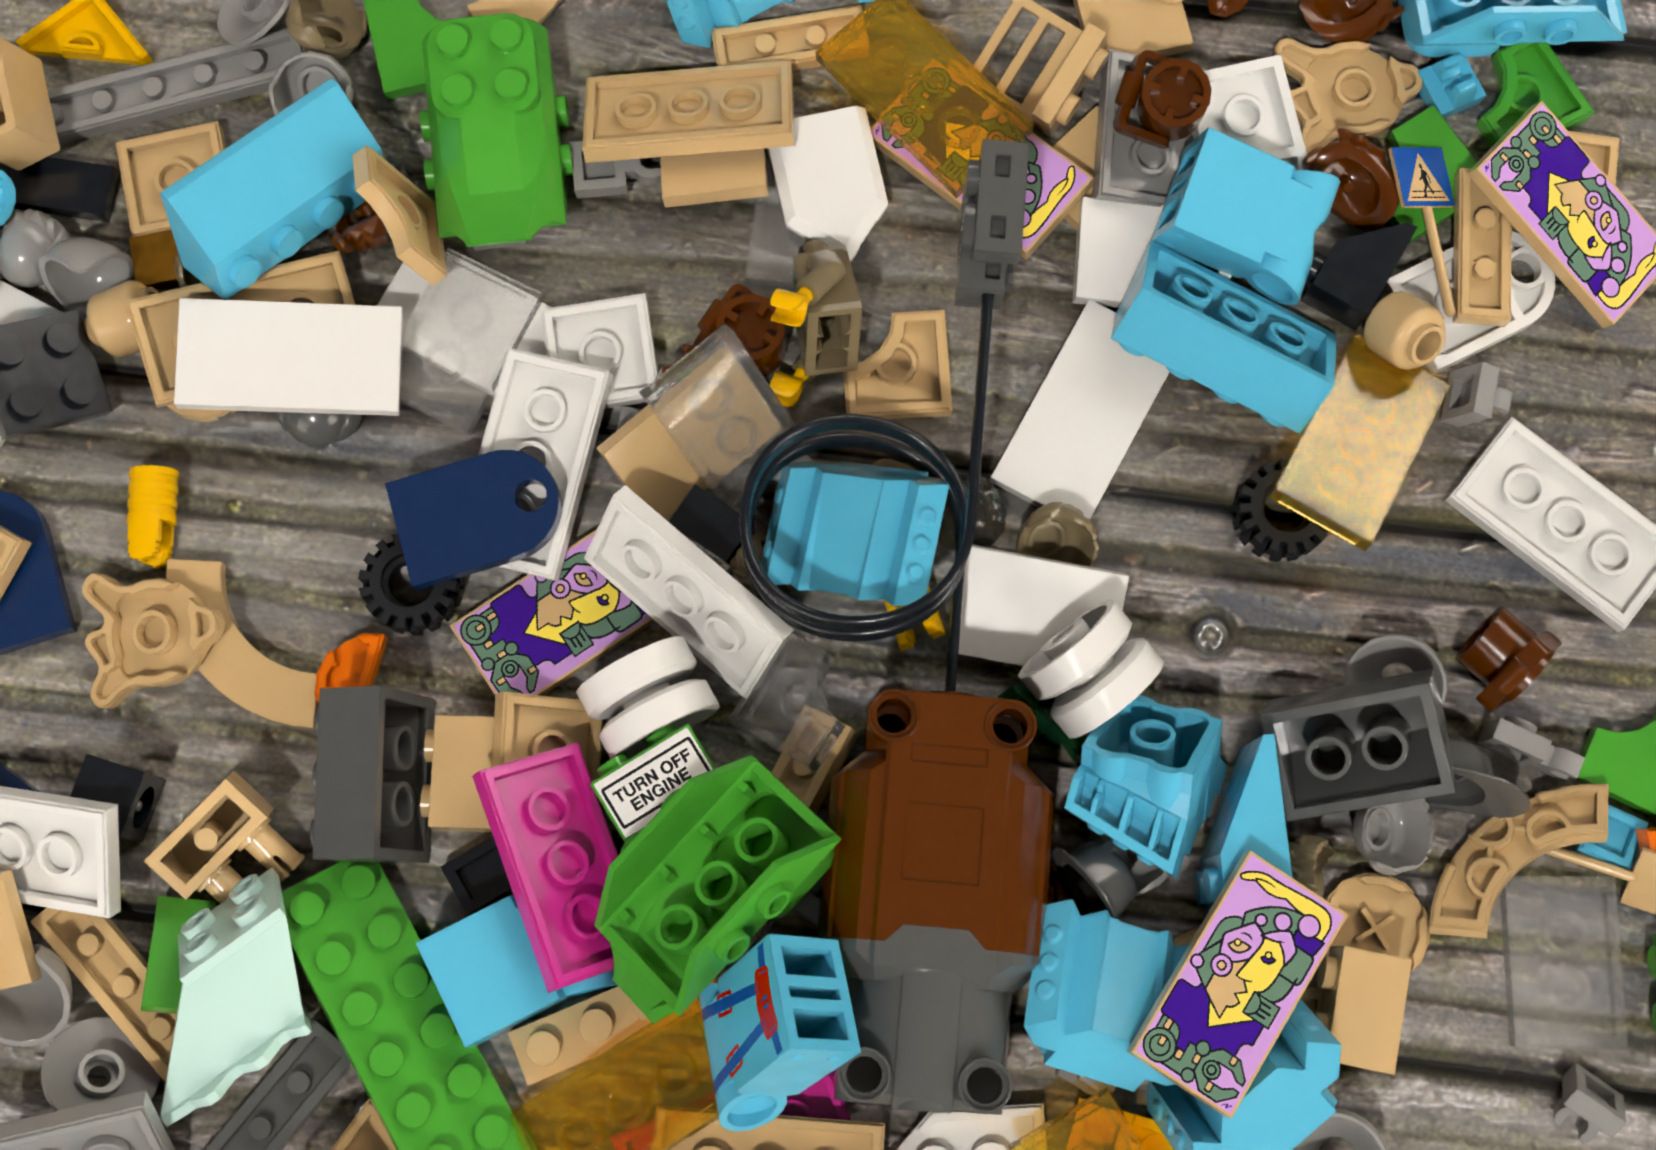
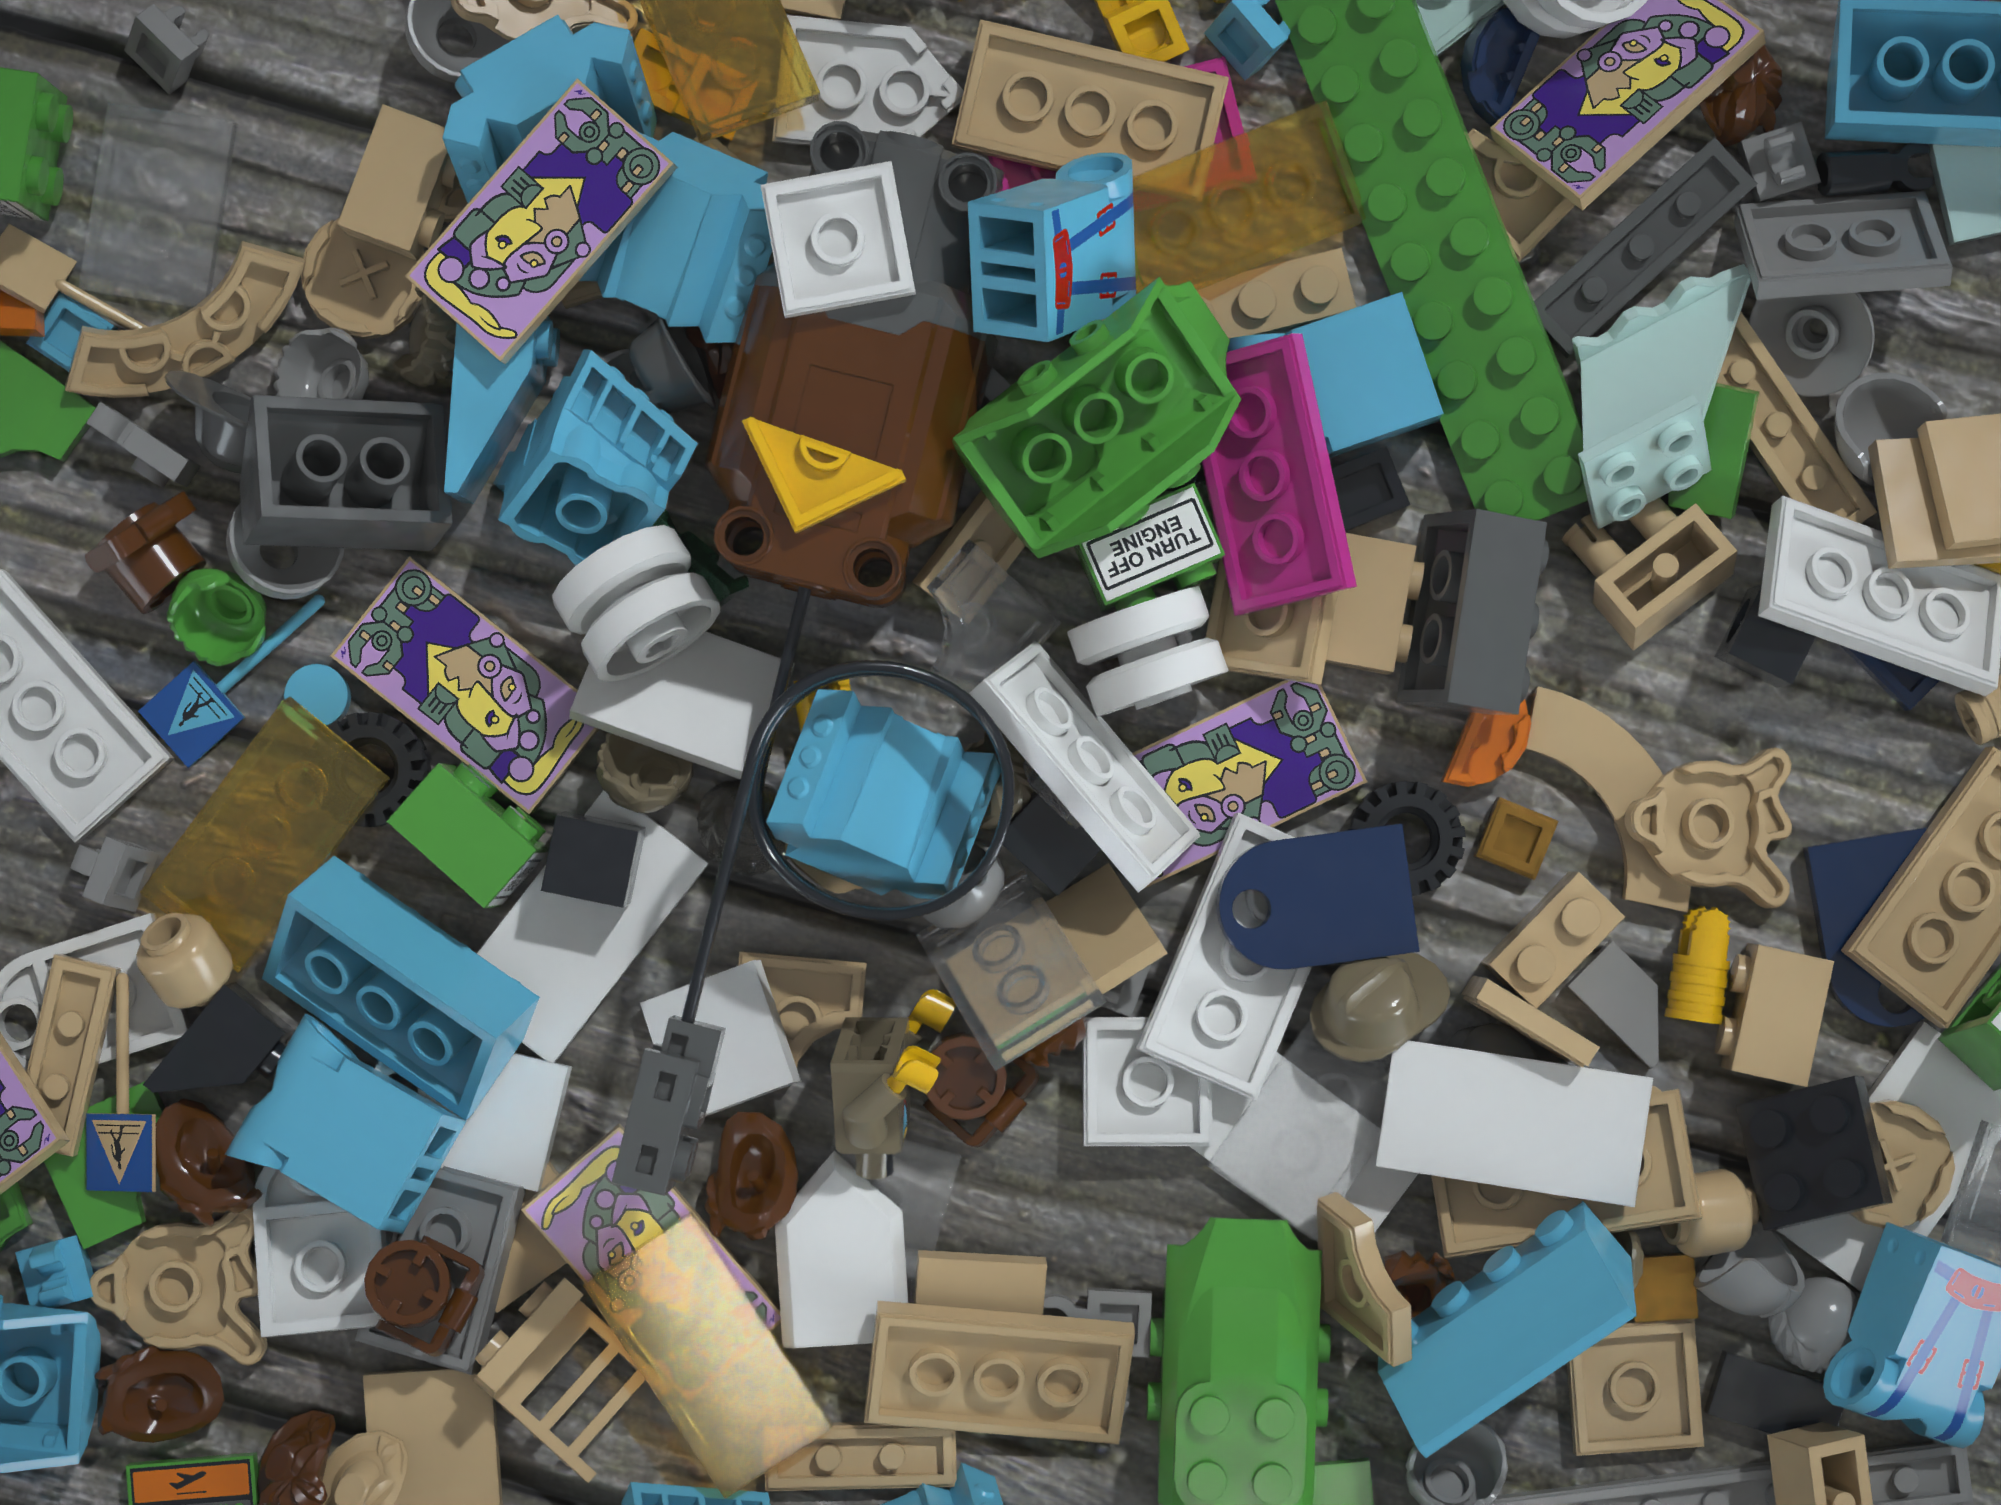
camera: 165 degrees left, 10 degrees up
(84, 485) = (1774, 1014): none -> tan brick
(217, 481) = (1621, 999): none -> light grey tile
(277, 516) = (1553, 939): none -> tan brick
(286, 442) = (1529, 1021): none -> tan tile
(319, 600) = (1516, 838): none -> pearl gold tile
(416, 434) = (1378, 1005): none -> dark tan piece
(911, 232) = (753, 1177): none -> reddish brown hat
(946, 339) = (754, 1047): none -> white tile
(957, 784) = (815, 476): none -> yellow tile
(972, 1001) = (838, 239): none -> white tile
(1086, 459) = (593, 859): none -> black piece
(1193, 463) = (470, 833): none -> bright green brick
(1218, 594) = (467, 684): none -> tile
(1338, 566) = (320, 692): none -> medium azure tile
(1436, 539) = (195, 711): none -> piece
(1438, 613) = (217, 616): none -> bright green hair

